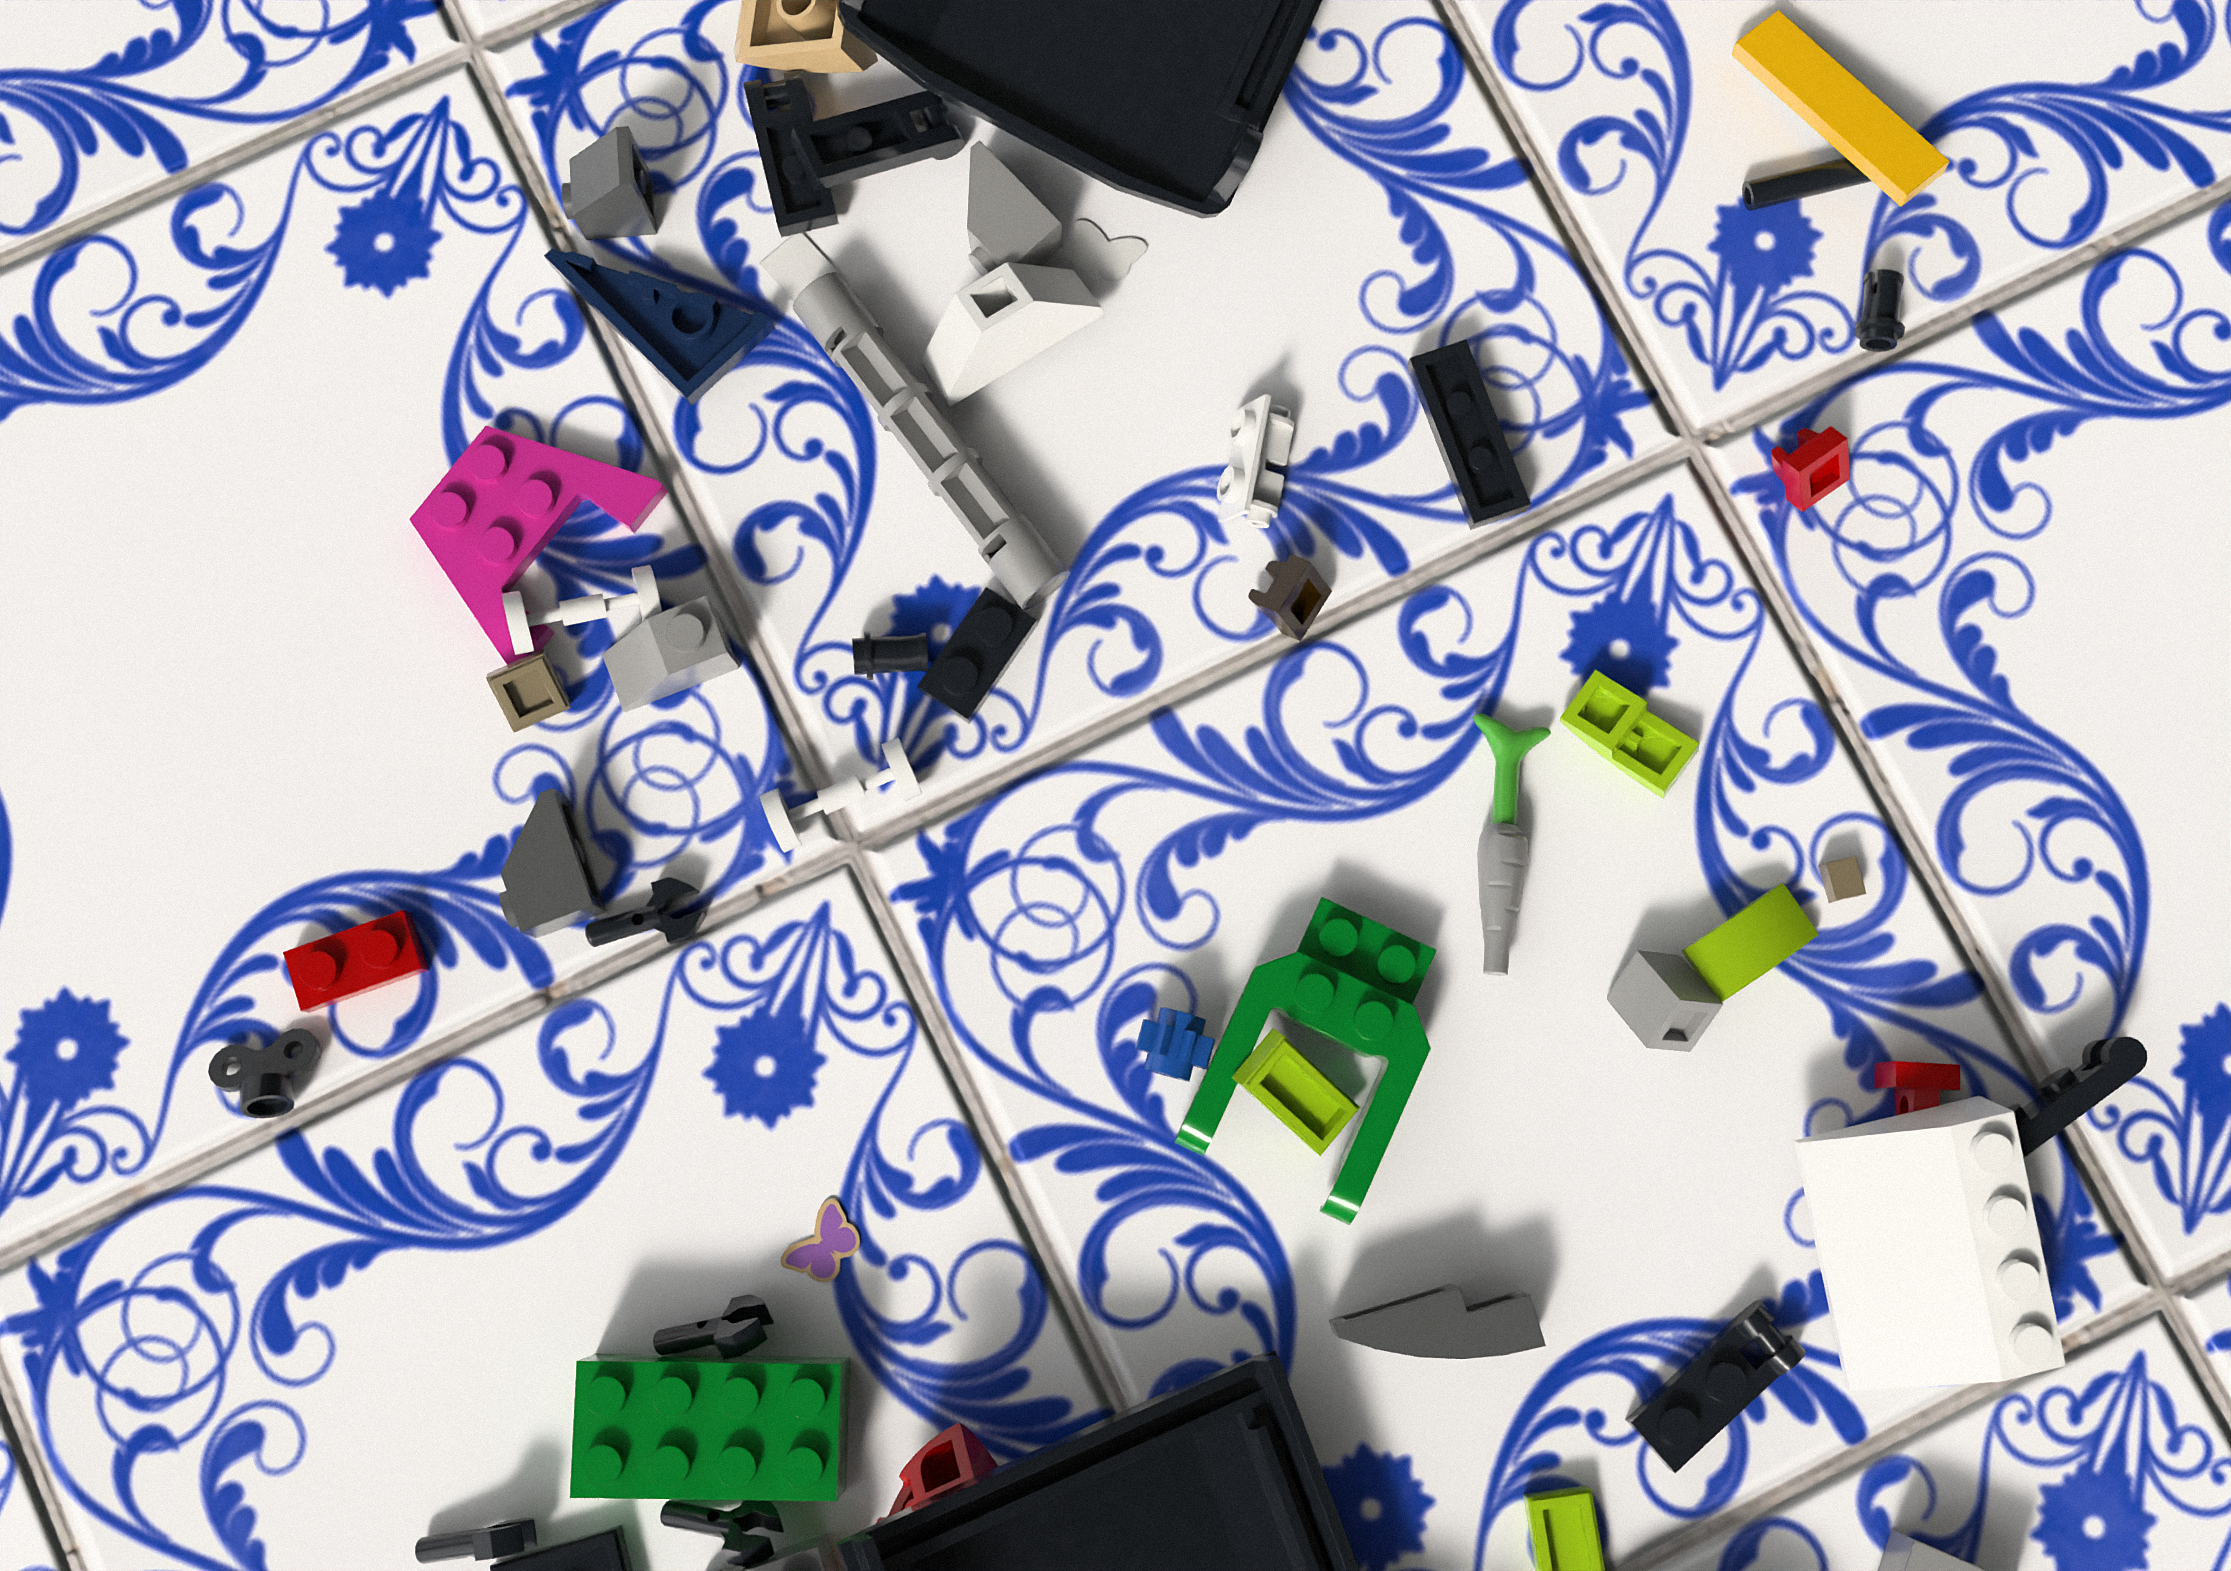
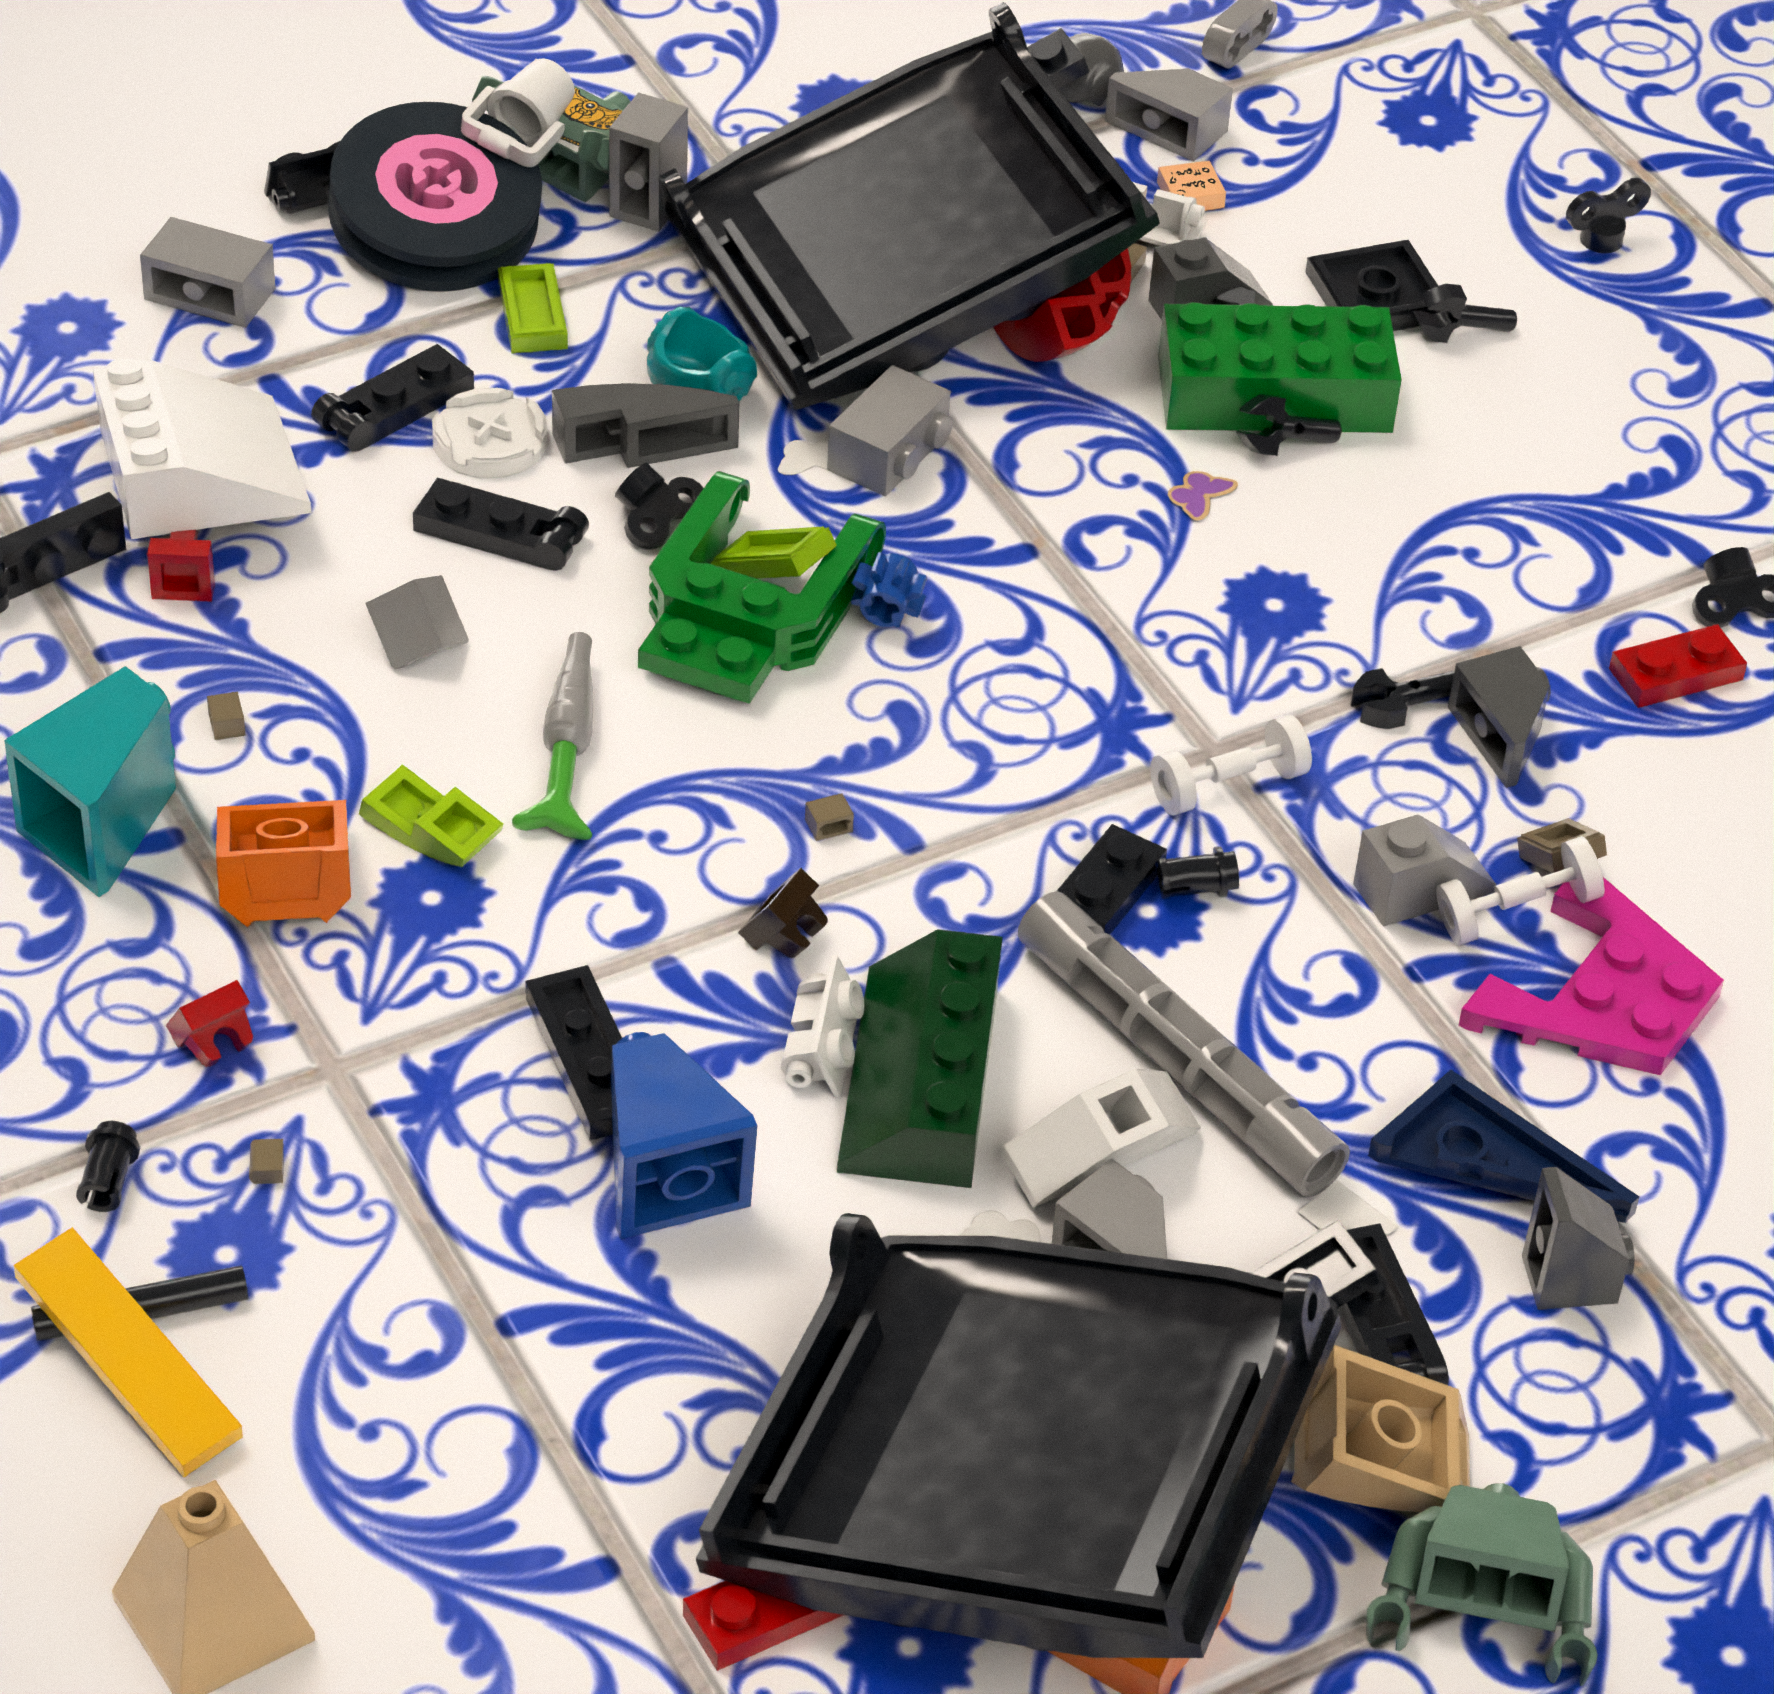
camera: 175 degrees right, 35 degrees down
(1162, 1315) = (889, 430): none -> light grey brick
(1166, 419) = (923, 1061): none -> dark green slope
(1239, 1307) = (803, 456): none -> white sticker
(1242, 741) = (829, 817): none -> dark tan piece
(1378, 1420) = (699, 355): none -> teal hair
(1397, 291) = (677, 1138): none -> blue slope
(1418, 1201) = (654, 504): none -> black piece
(1588, 1173) = (500, 524): none -> black plate
(1605, 1330) = (489, 433): none -> white tile
(1741, 329) = (266, 1161): none -> dark tan piece
(1750, 942) = (314, 667): lime slope -> none
(1772, 669) = (283, 860): none -> orange slope
(1964, 730) = (94, 776): none -> teal slope

